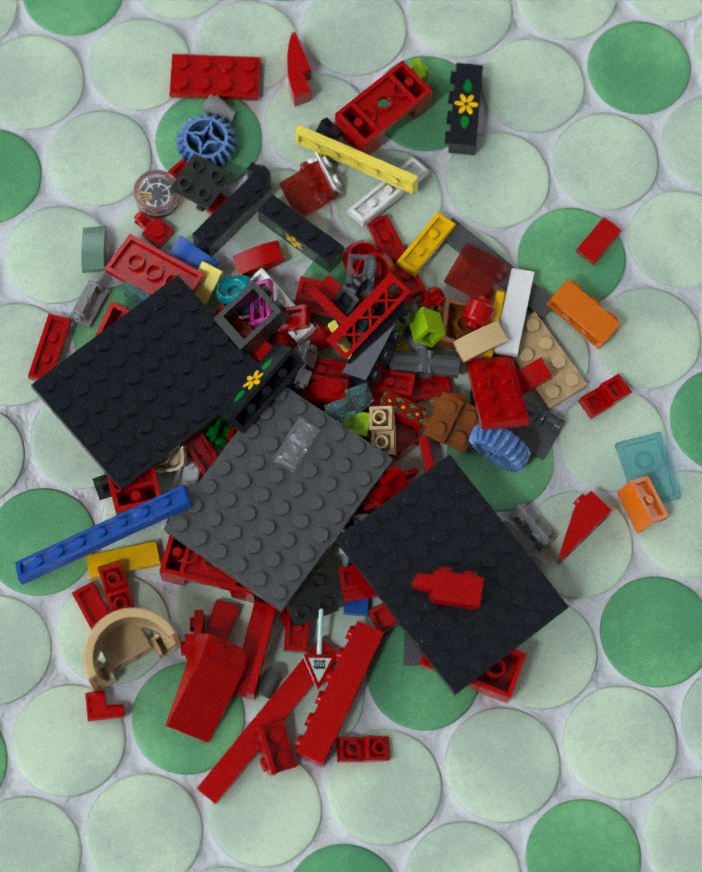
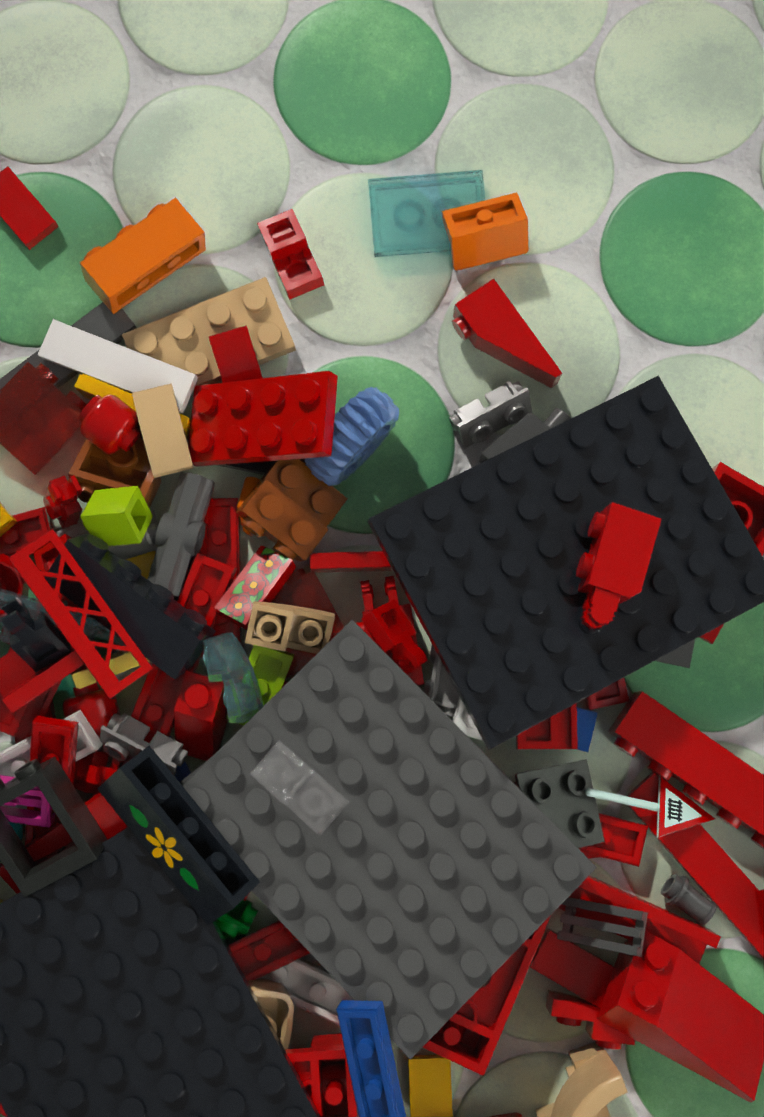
camera: 75 degrees left, 10 degrees up
(247, 615) = (569, 920): none -> dark grey tile
(541, 430) = (327, 353): dark grey hinge -> none

